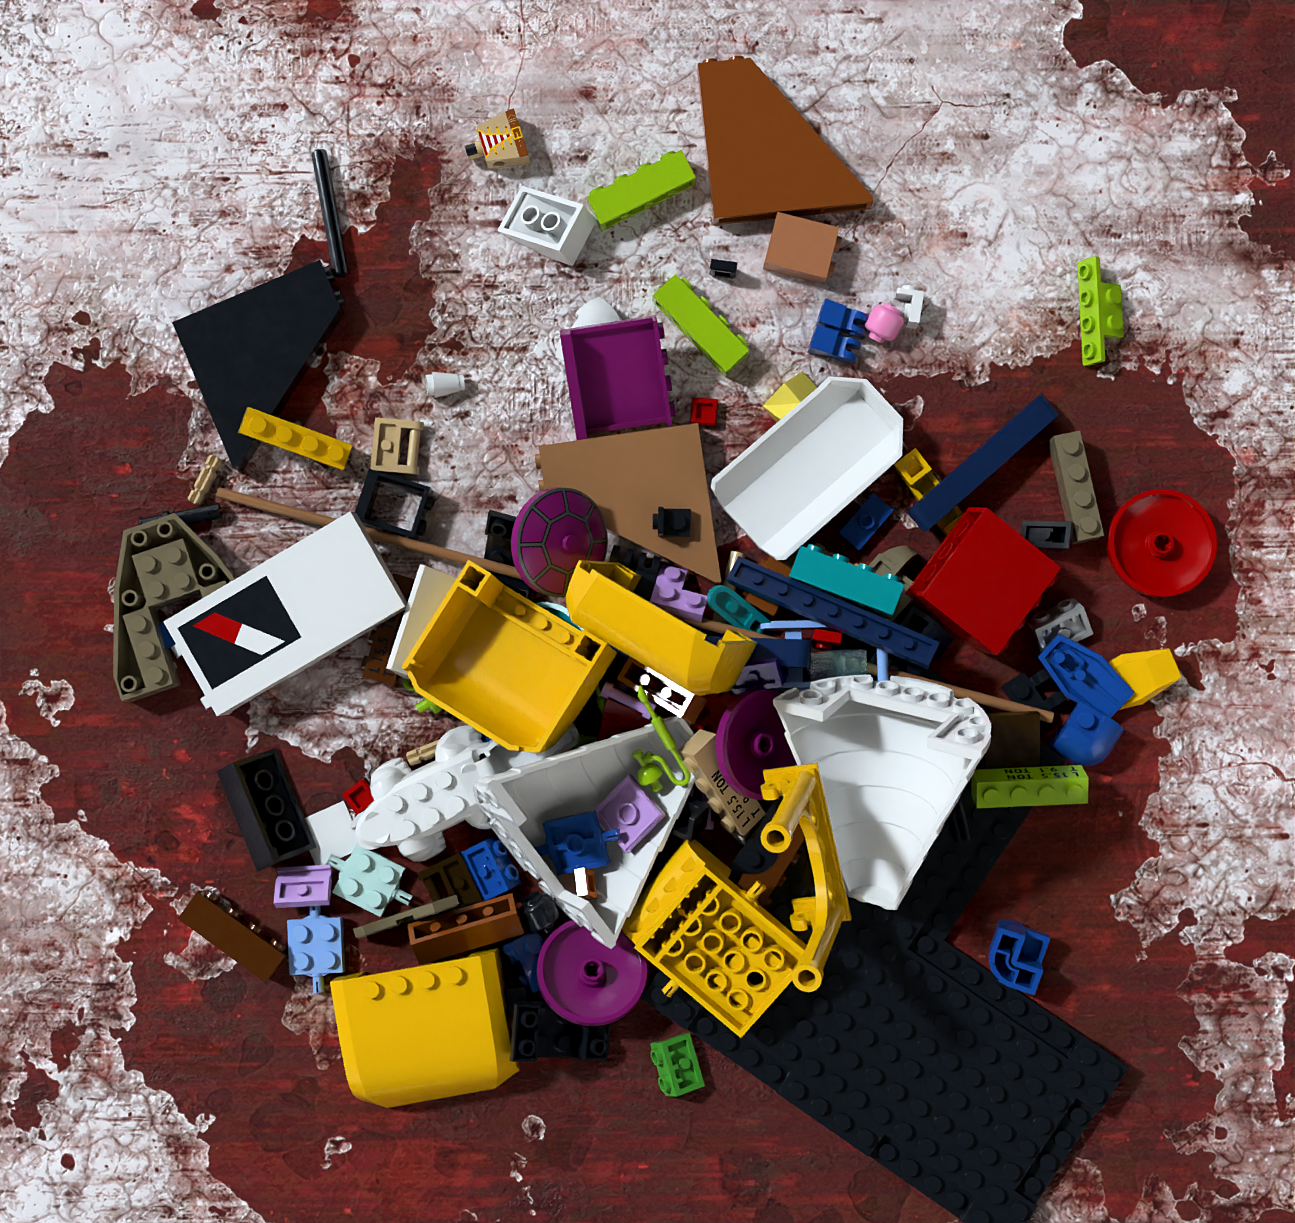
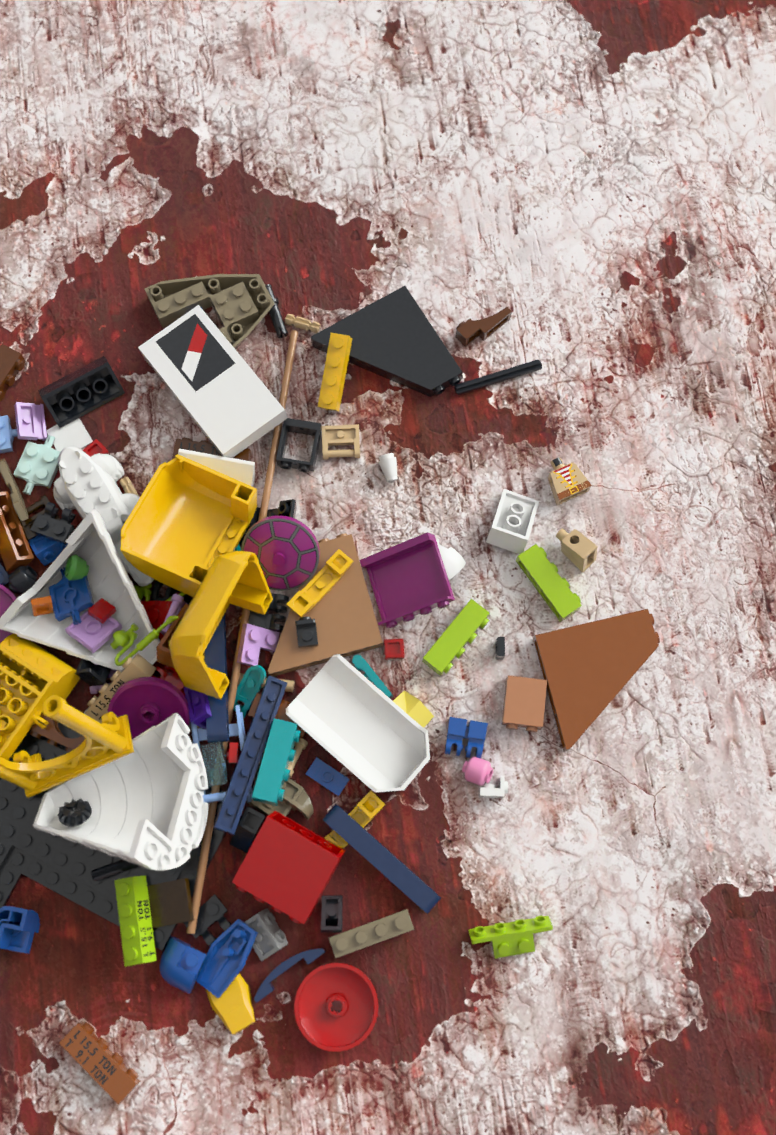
camera: 75 degrees right, 10 degrees down
(253, 223) = (470, 330): none -> reddish brown slope
(473, 862) = (53, 529): none -> black plate
(541, 830) = (76, 568): none -> bright green cone
(605, 799) = (101, 610): none -> red tile
(606, 136) = (577, 548): none -> tan torso
(606, 495) = (321, 584): none -> yellow slope
(738, 446) = (362, 665): none -> teal hinge
(890, 847) = (76, 818): none -> black gear
(1092, 570) = (267, 987): none -> dark blue slope
(1193, 852) = (100, 1062): none -> dark orange brick

